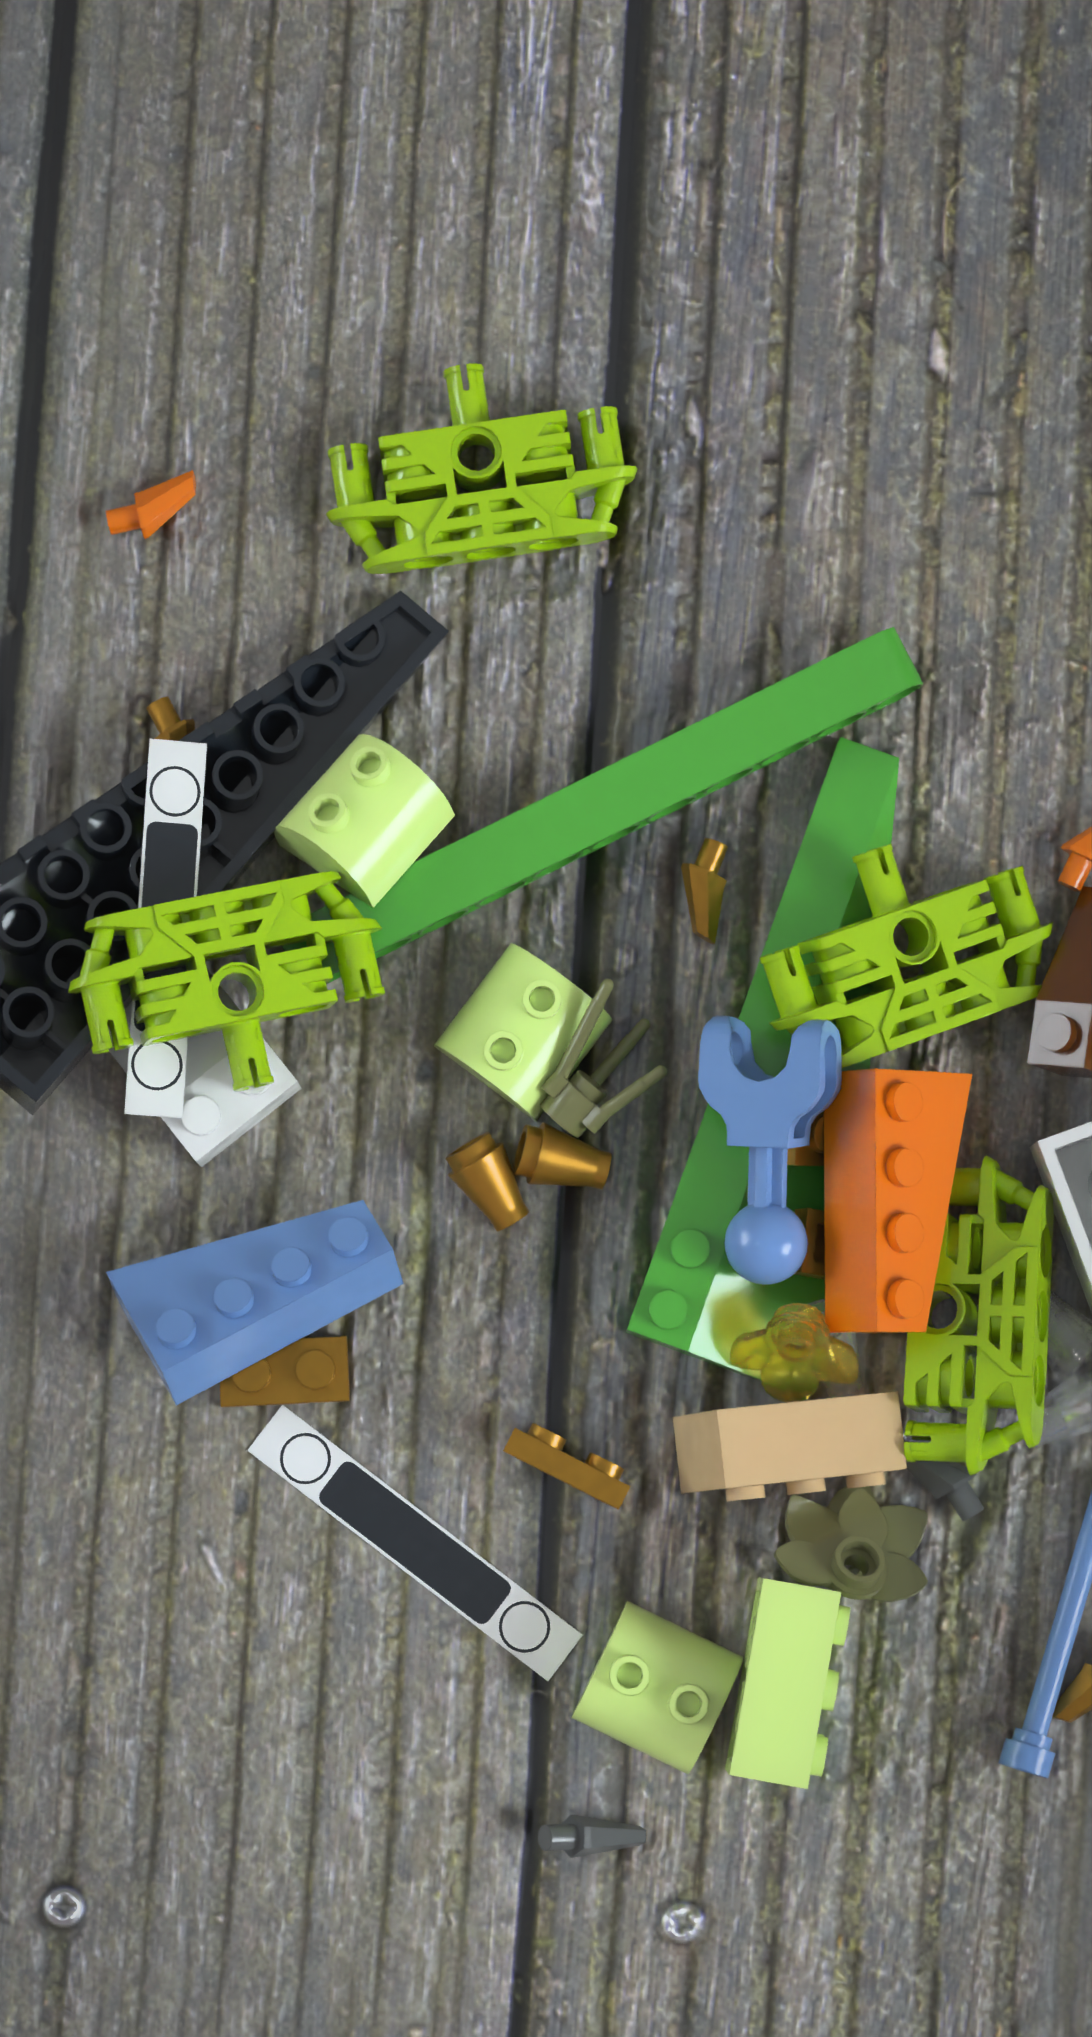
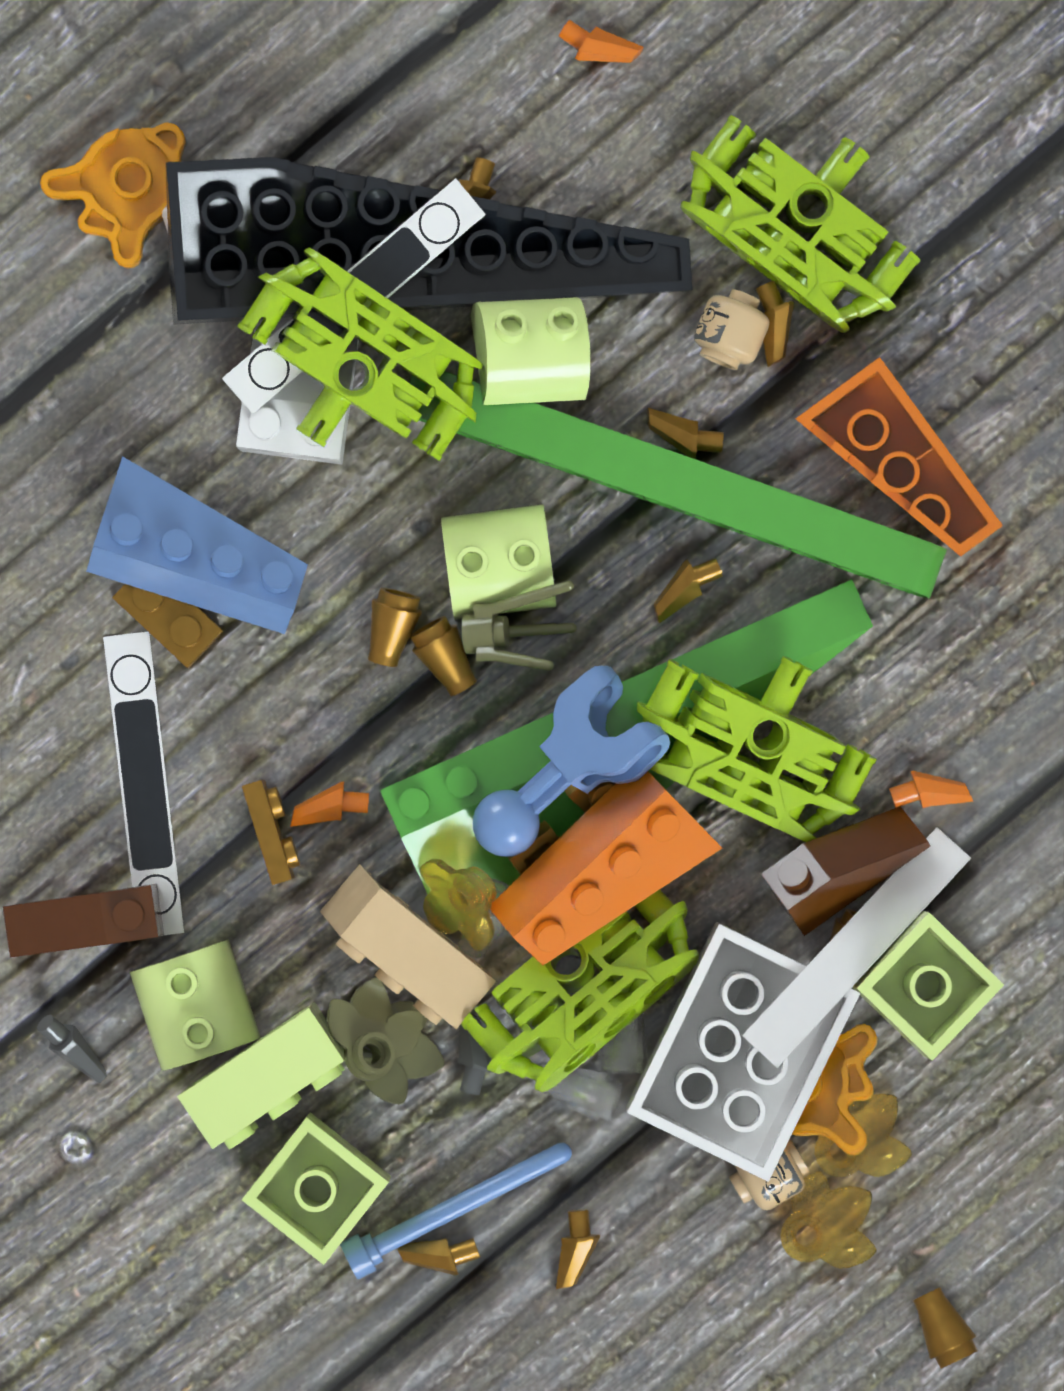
camera: 45 degrees right, 5 degrees up
(485, 1715) = (83, 920): none -> reddish brown slope
(517, 629) = (731, 329): none -> tan head
(546, 587) = (780, 320): none -> pearl gold bar
(568, 759) = (684, 433): none -> pearl gold bar
(595, 1392) = (329, 806): none -> orange bar
(768, 585) = (895, 448): none -> orange wedge
(930, 1734) = (316, 1188): none -> yellowish green brick

